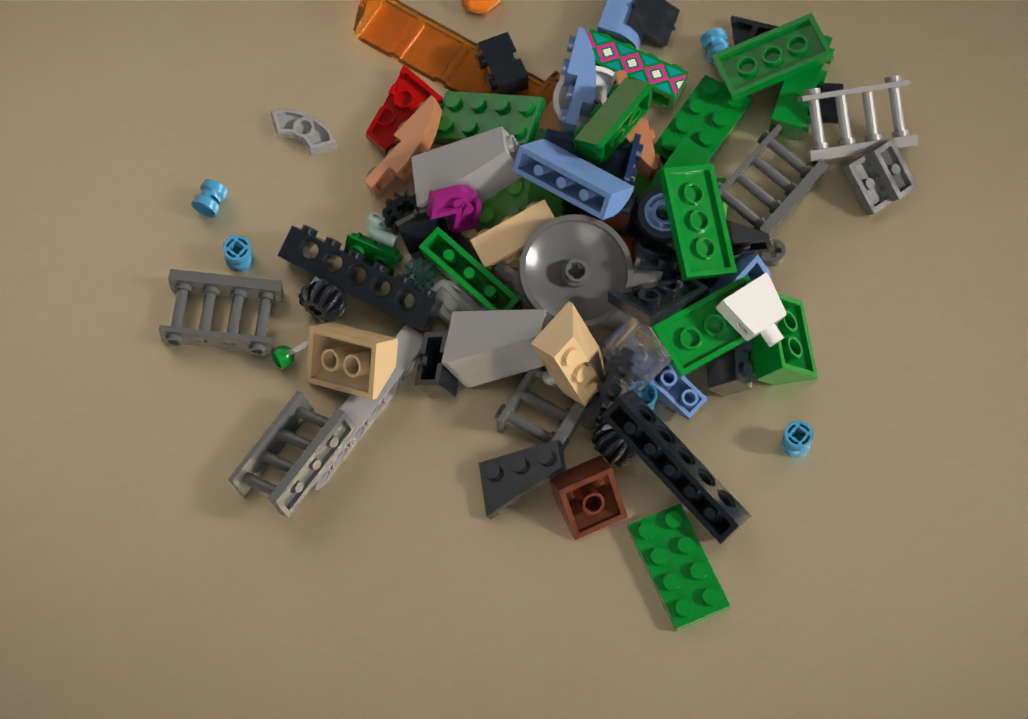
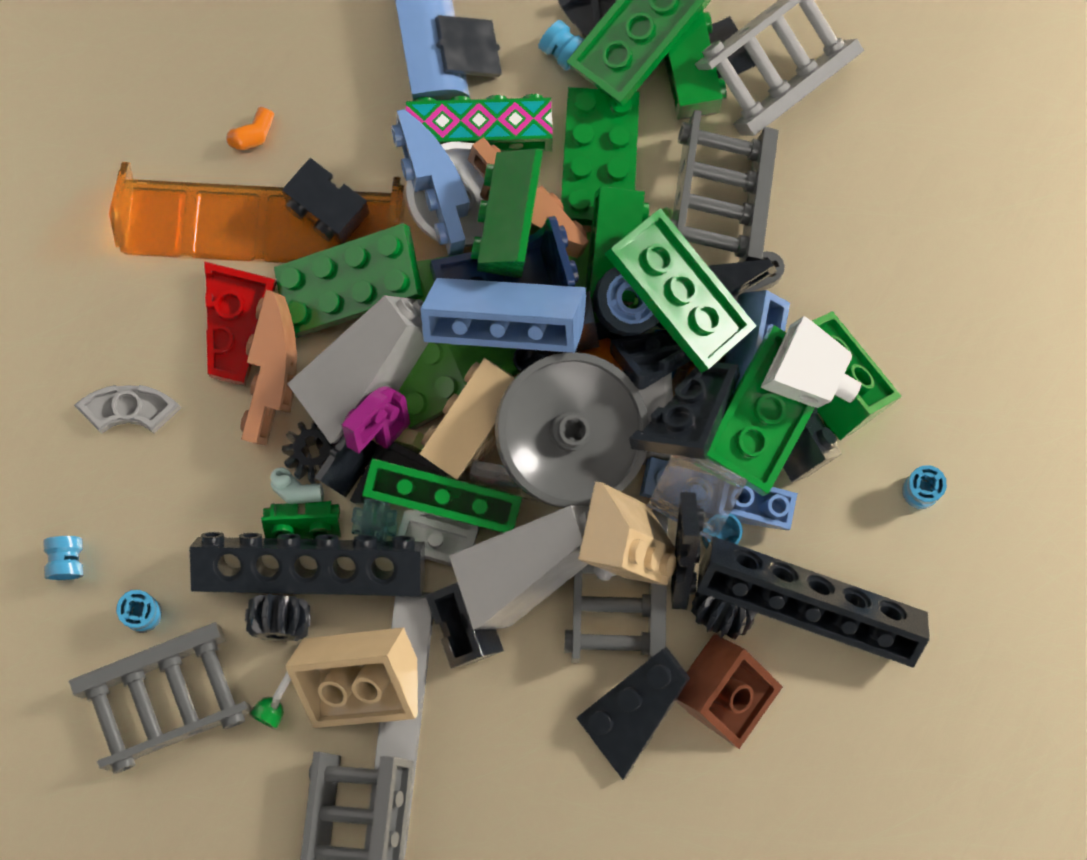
camera: 30 degrees left, 10 degrees up
(678, 567) = (875, 717): green plate -> none
(880, 177) = (840, 112): dark grey slope -> none

